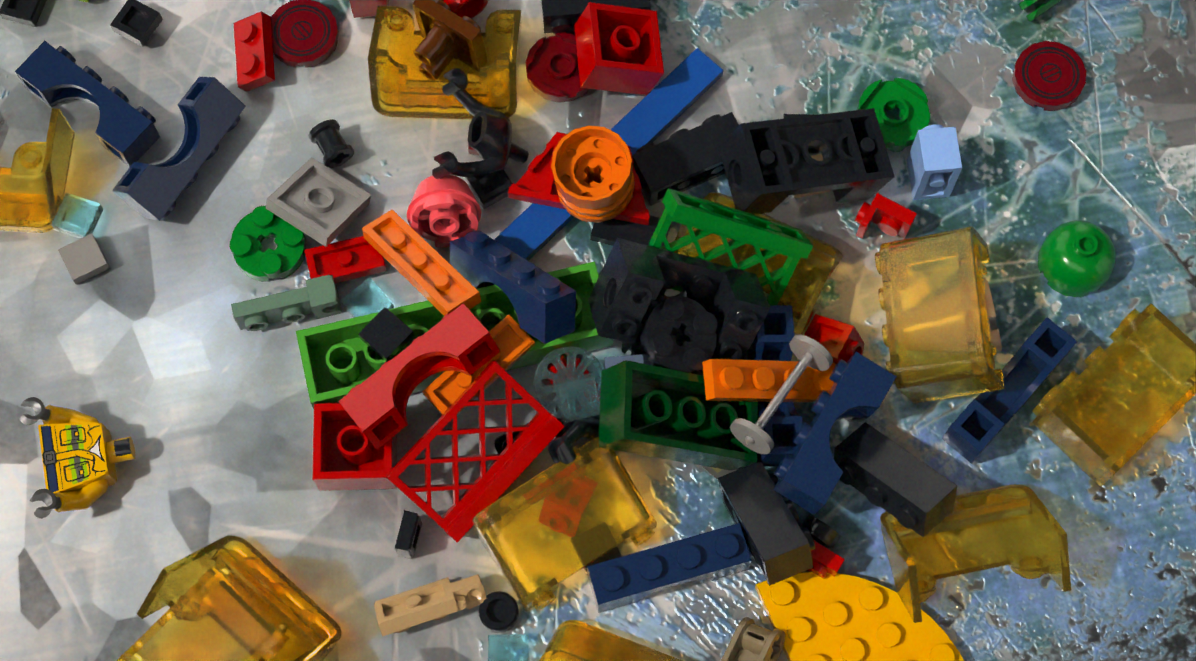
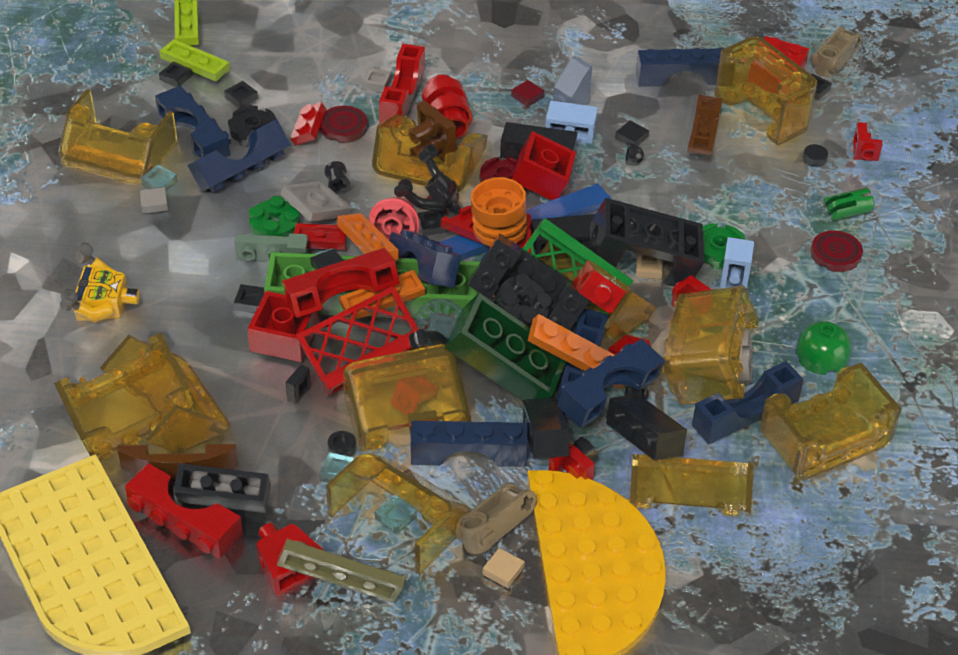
camera: 15 degrees right, 25 degrees down
(165, 58) = (239, 124): none -> black plate
(286, 398) = (248, 298): none -> black tile
(428, 603) = (298, 424): tan hinge -> none
(776, 278) = (600, 286): none -> red torso
(810, 354) = (553, 368): light grey axle -> none

